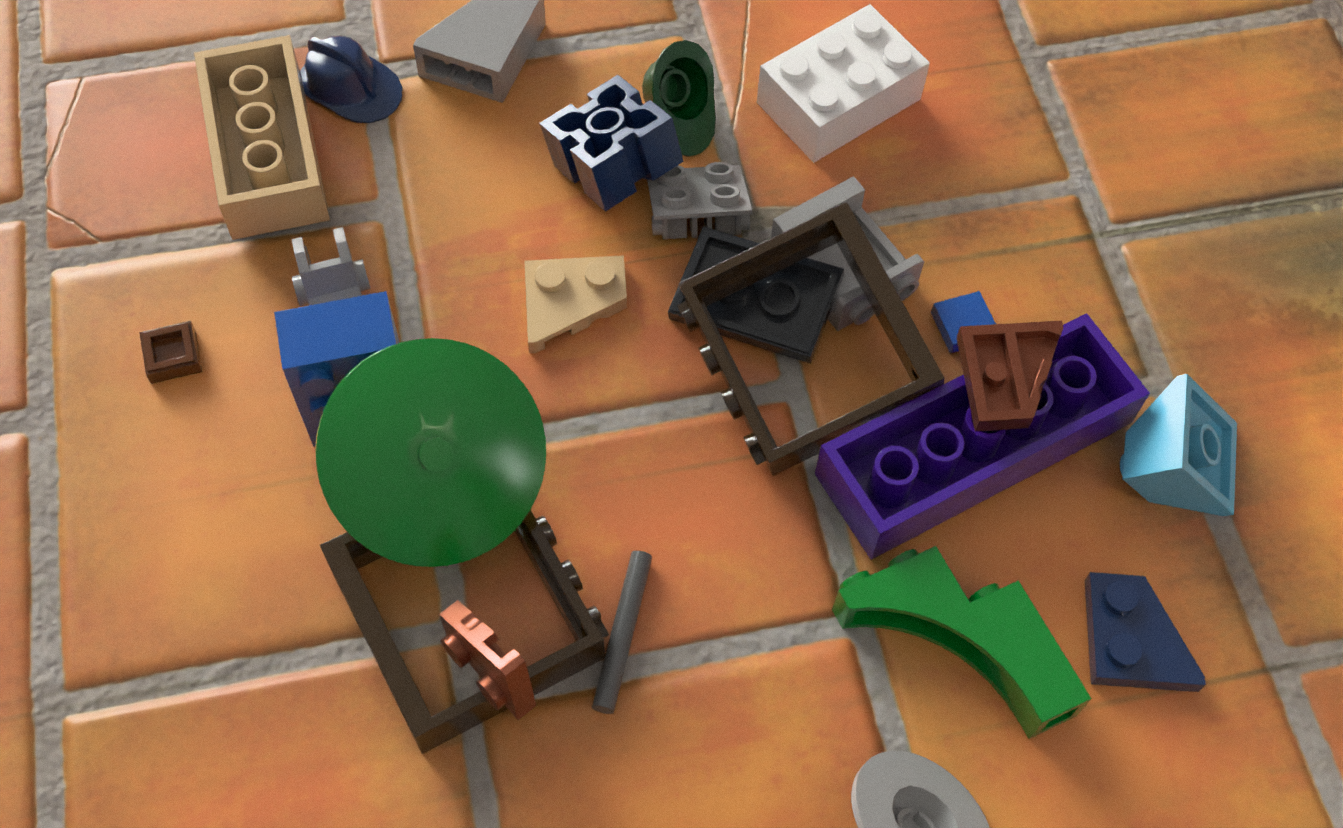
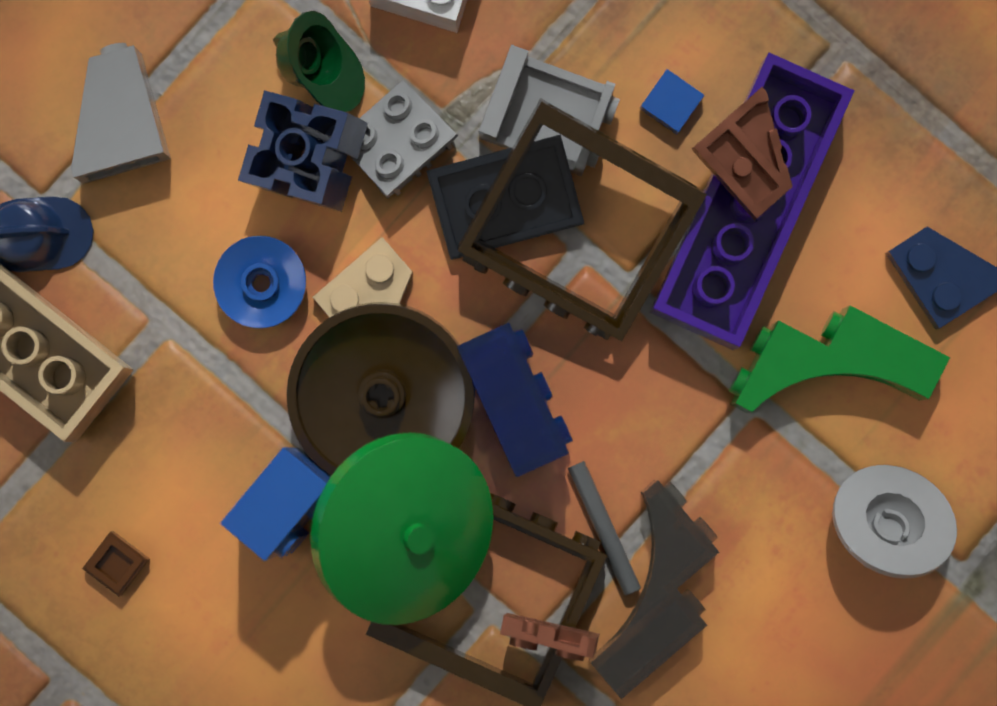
camera: 35 degrees left, 25 degrees up
(331, 278) = (199, 435): light grey hinge -> none
(486, 204) = (242, 265): none -> blue dish
(545, 332) = (377, 376): none -> dark brown dish
(610, 748) = (662, 616): none -> clear smoke arch
(628, 443) = (515, 398): none -> clear blue brick
(1183, 451) = (898, 104): medium azure slope -> none

